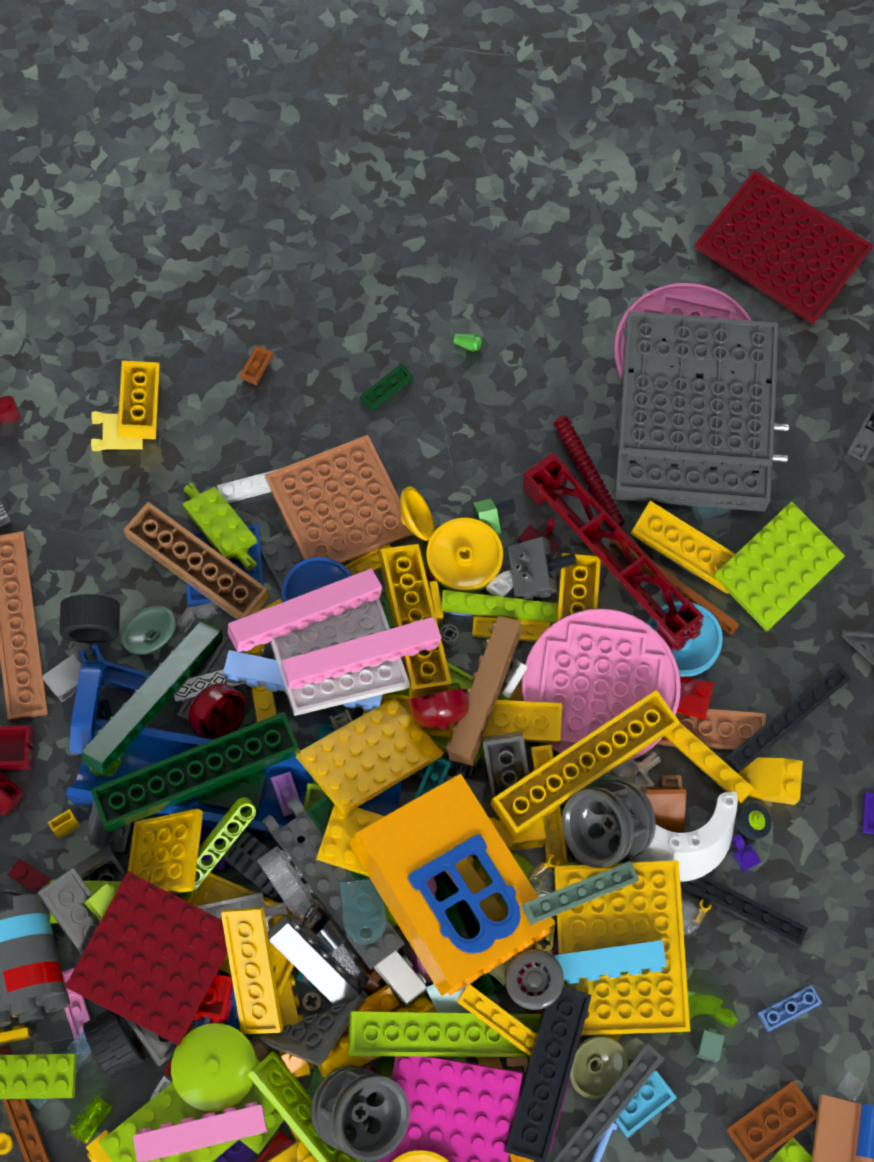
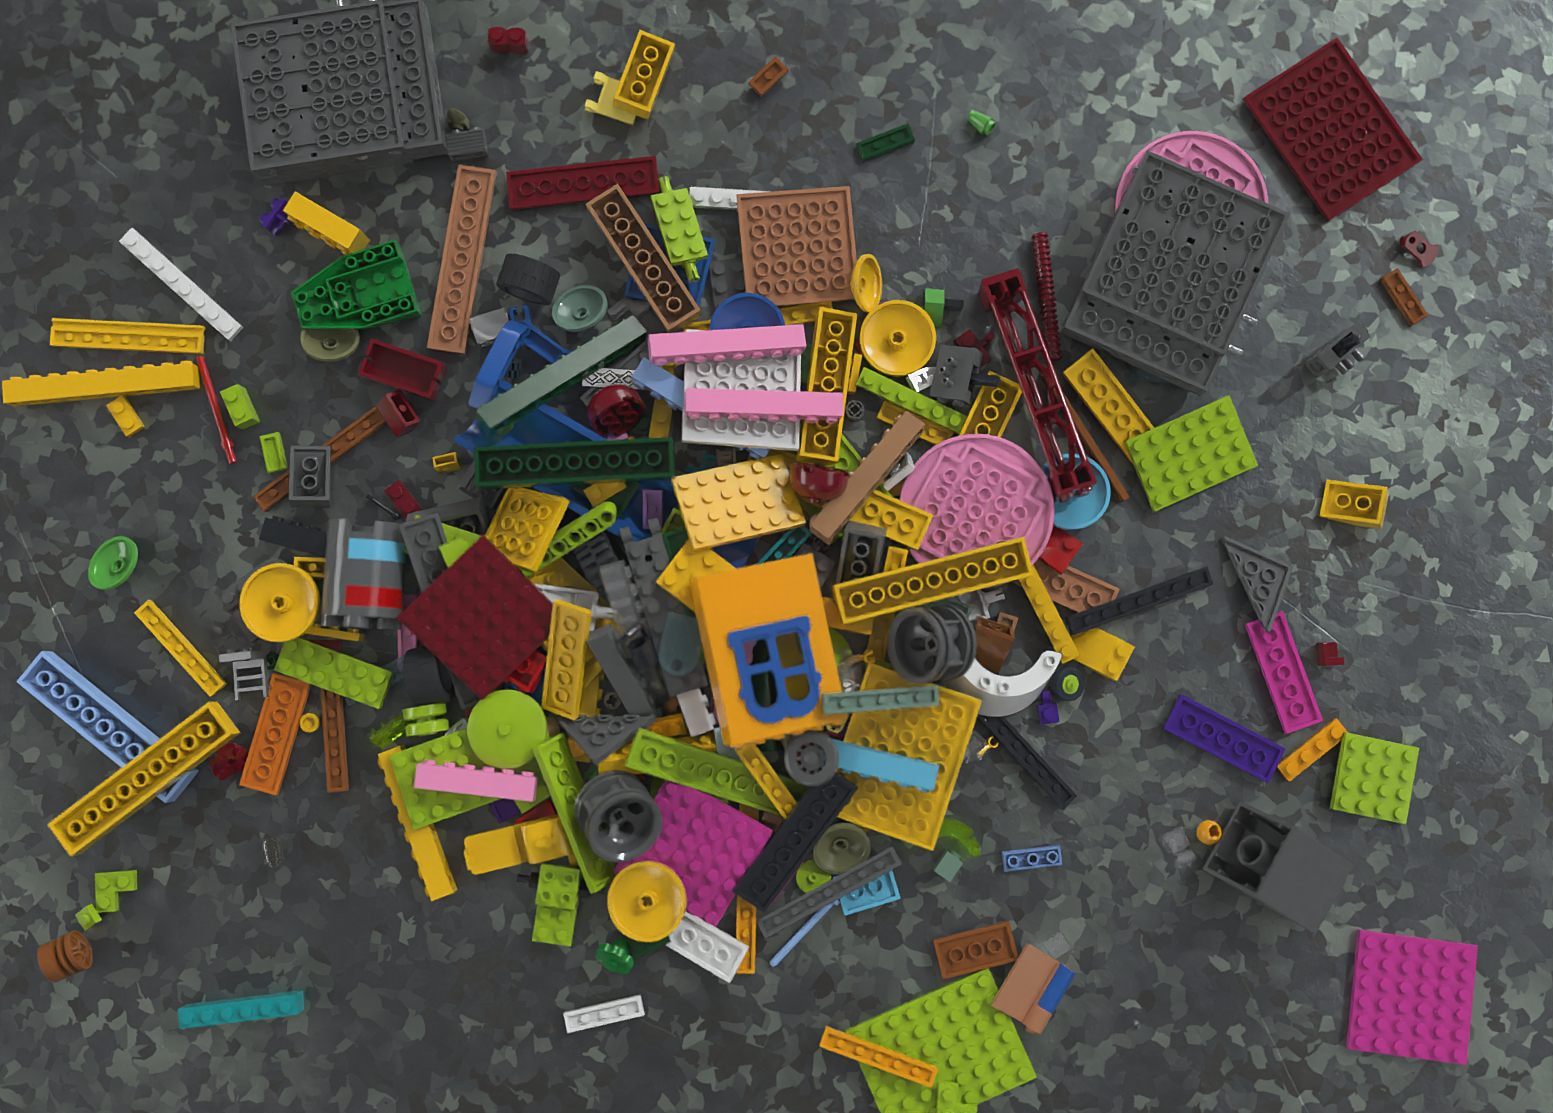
camera: 25 degrees right, 15 degrees up
(109, 516) = (581, 182): none -> dark red plate
(124, 1091) = (425, 719): none -> lime wheel
(232, 792) = (601, 492): none -> yellow plate
(577, 1109) = (811, 876): none -> lime piece

